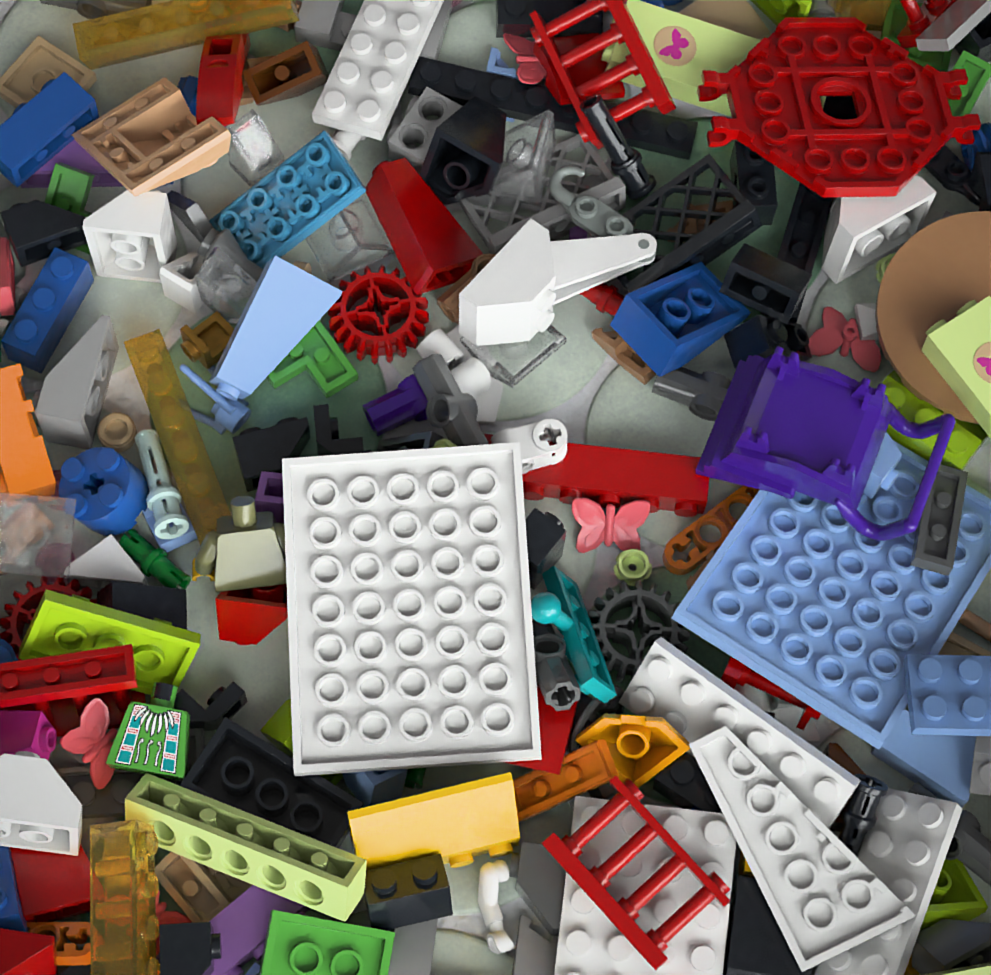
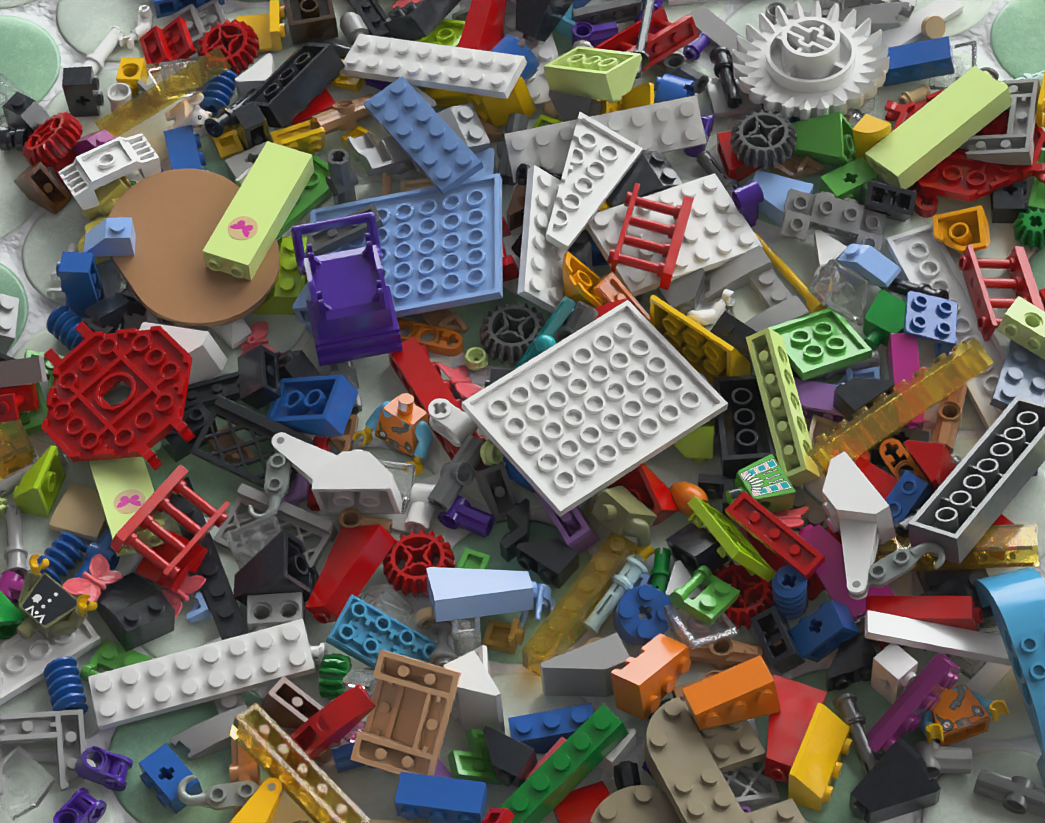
camera: 115 degrees left, 15 degrees down
(44, 561) = (710, 602): none -> bright green plate
(228, 662) = (683, 493): none -> orange animal
(289, 129) = (331, 674): none -> green gear
(579, 405) = (401, 426): none -> torso
(625, 160) = (223, 491): black pin -> none

